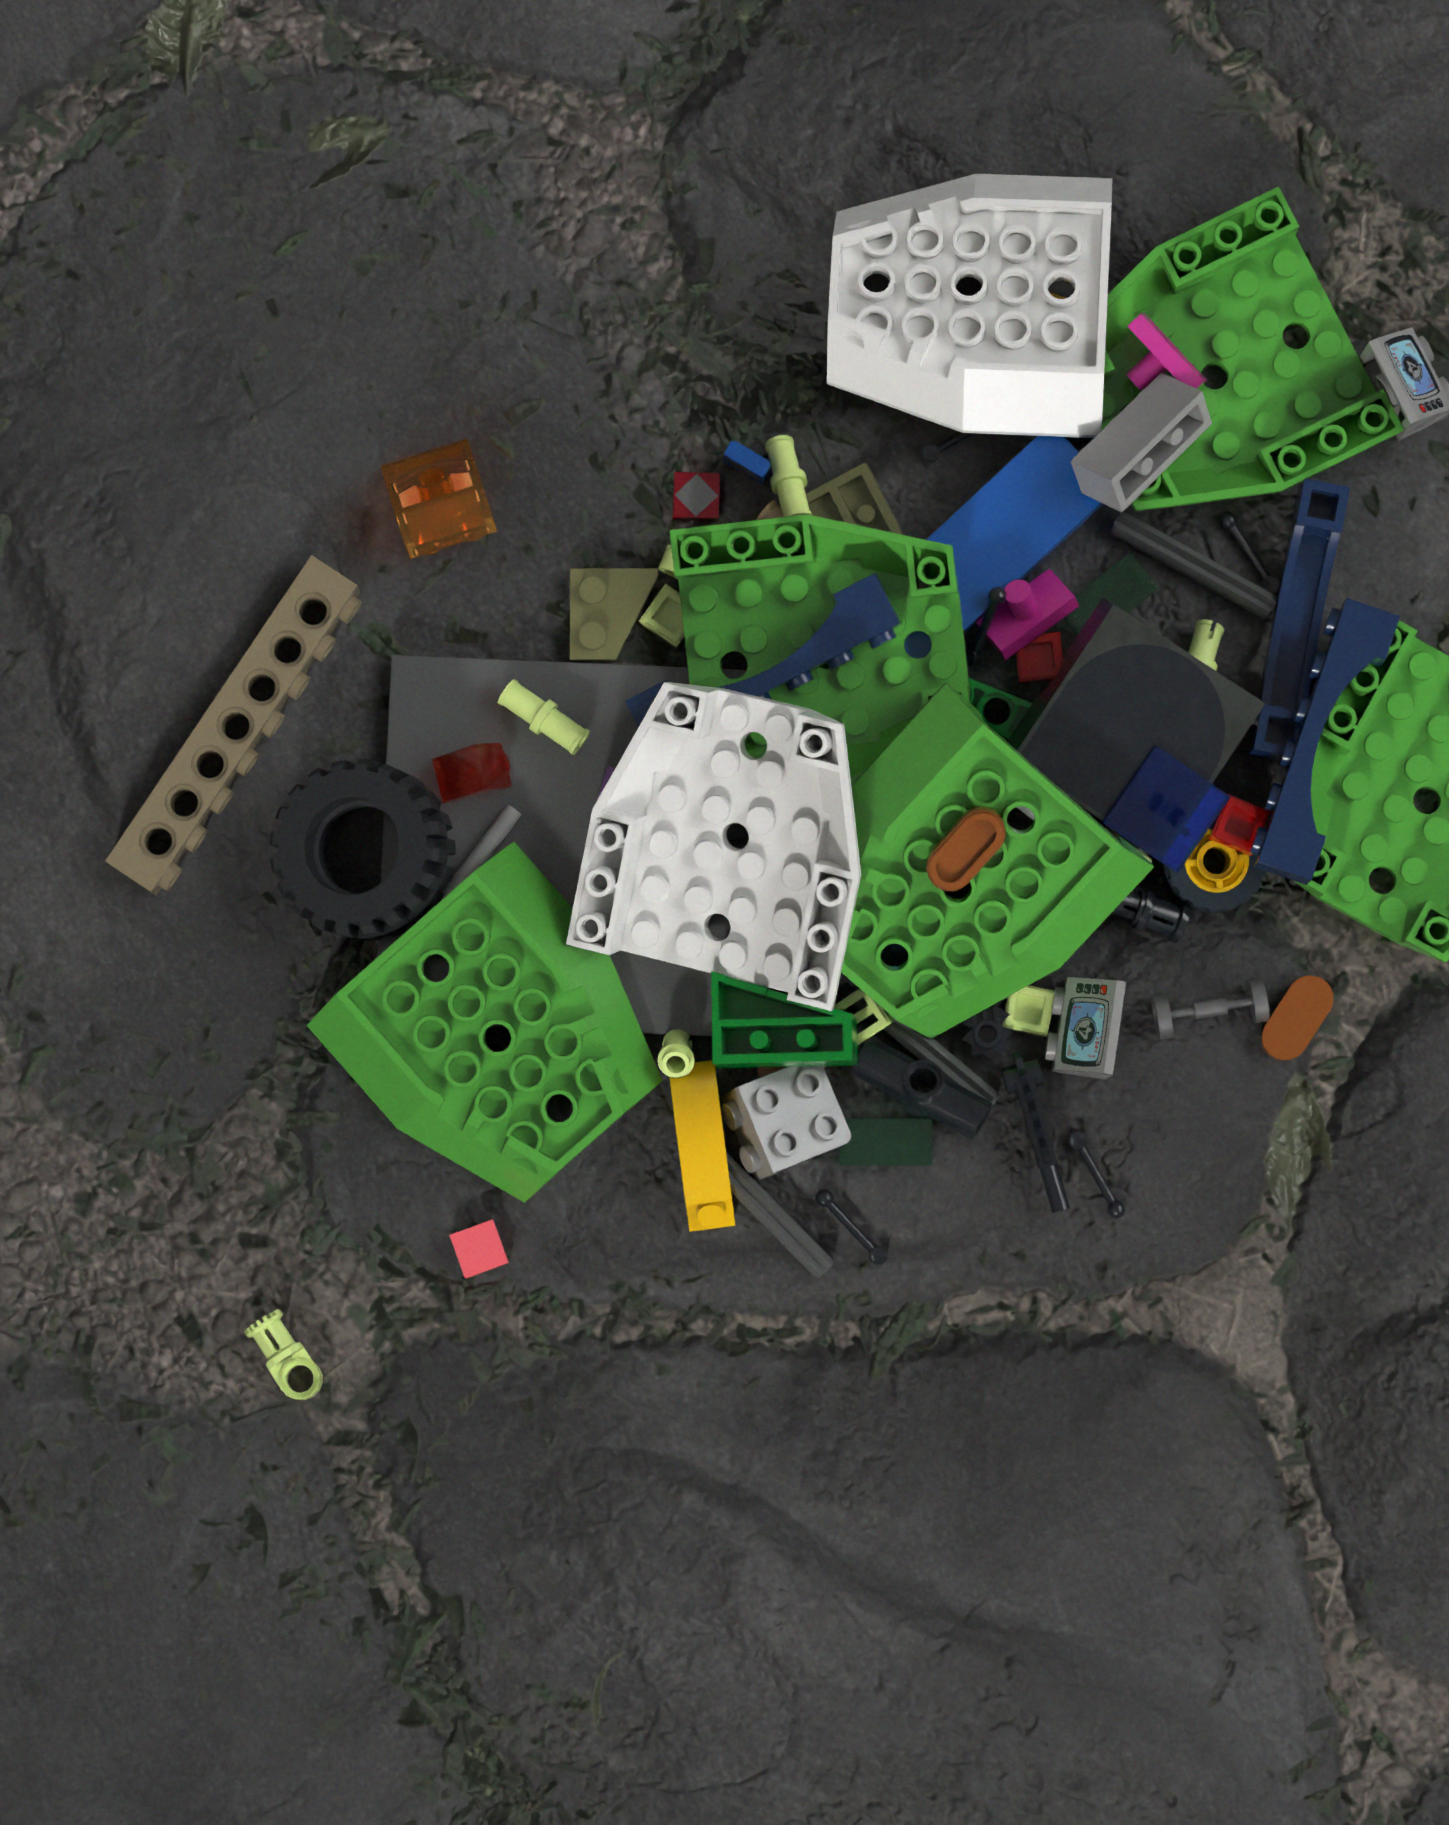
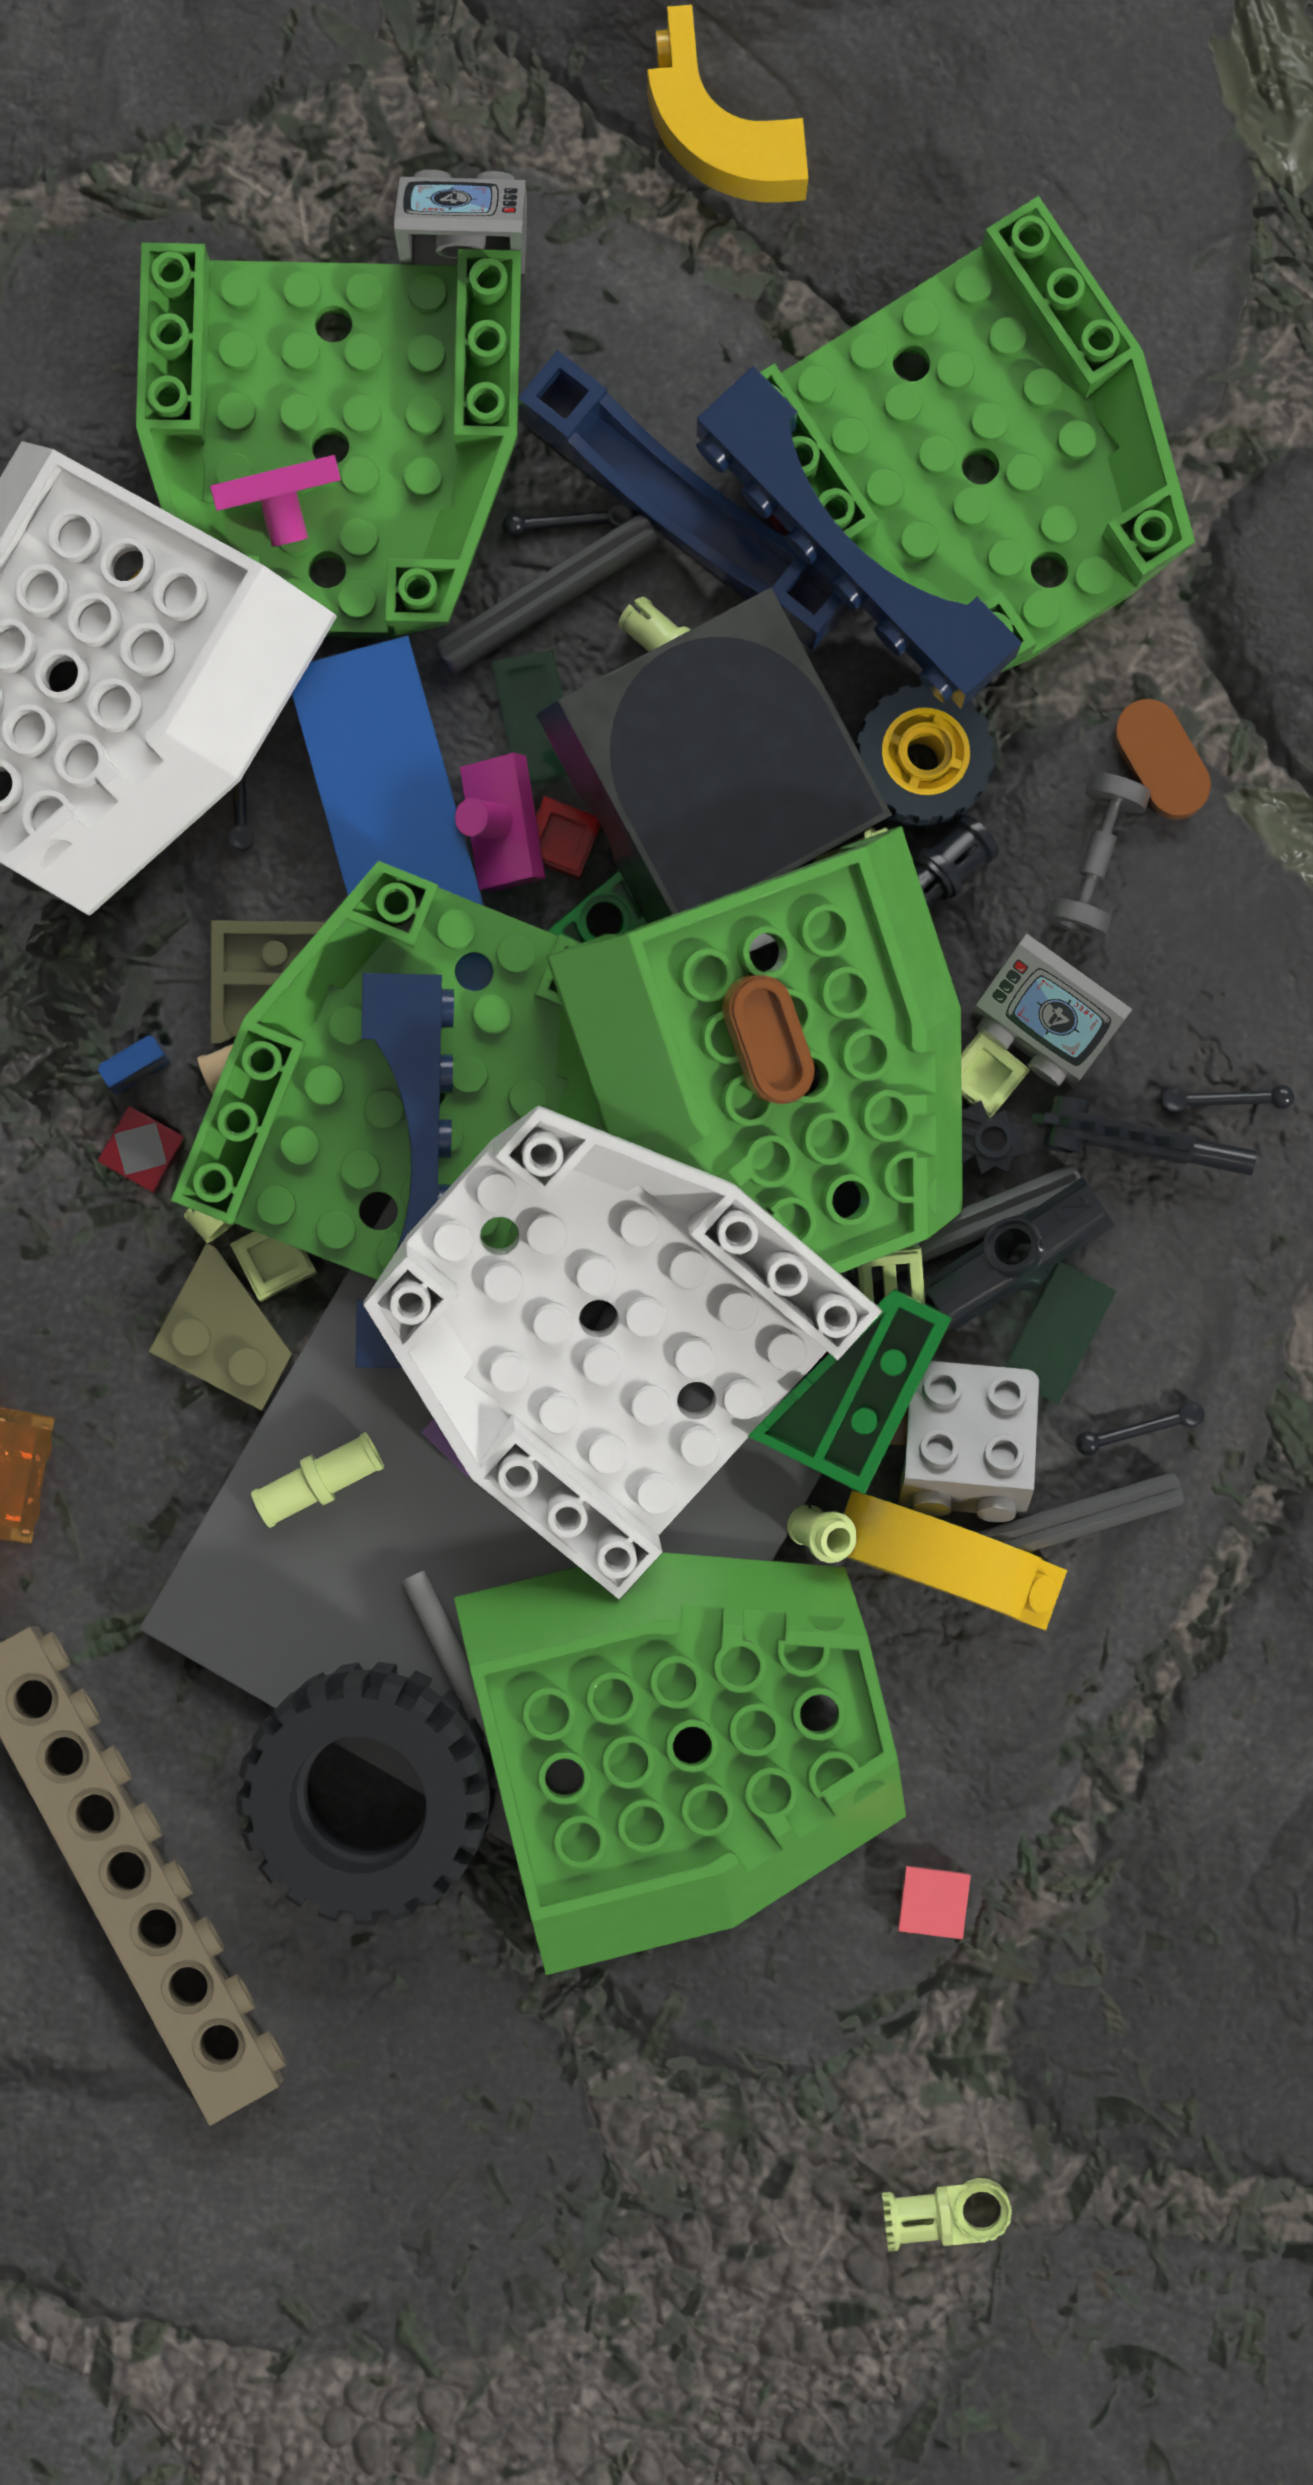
camera: 70 degrees left, 0 degrees up
(472, 771) = (339, 1604): clear red bracket -> none
(787, 478) = (180, 1024): yellowish green pin -> none
(996, 596) = (465, 844): black hinge -> none
(1141, 442) = (369, 568): light grey brick -> none
(1166, 809) = (836, 776): clear blue piece -> none
(1238, 824) = (897, 701): red tile -> none

